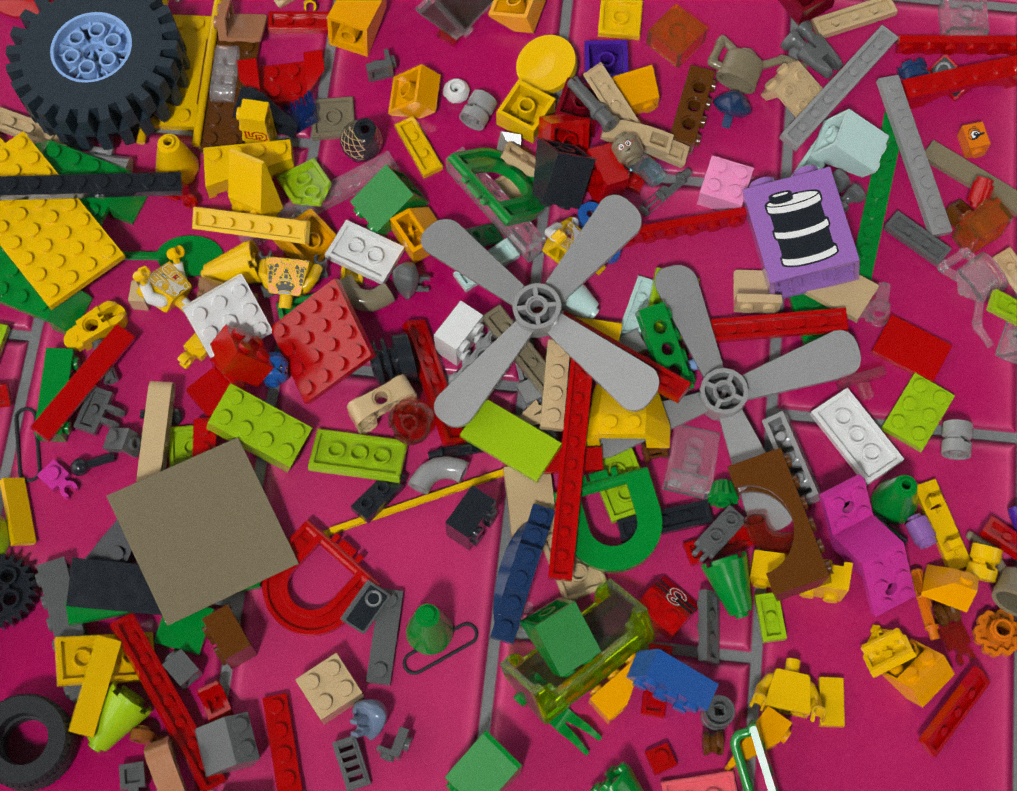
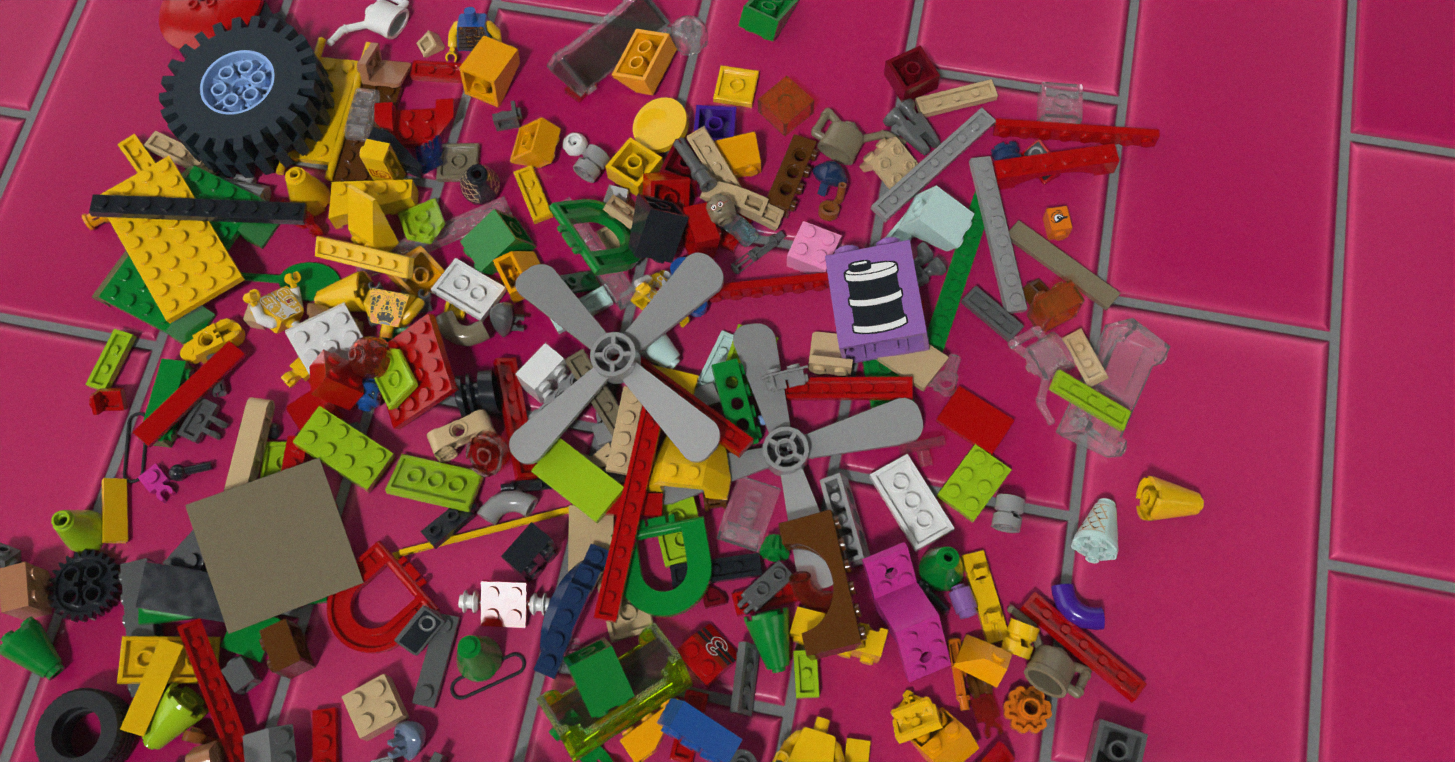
camera: 10 degrees right, 0 degrees up
(123, 441) = (219, 451): dark grey bracket -> none
(215, 701) = (267, 709): red bracket -> none
(274, 329) = (369, 357): none -> clear red cylinder
(302, 347) = (397, 381): none -> lime tile
(449, 572) = (504, 603): none -> plate
(665, 550) = (713, 598): none -> dark red tile
(722, 315) = (777, 378): none -> light grey hinge
(736, 142) = (829, 209): none -> dark orange plate
(980, 190) = (1057, 272): red brick -> none

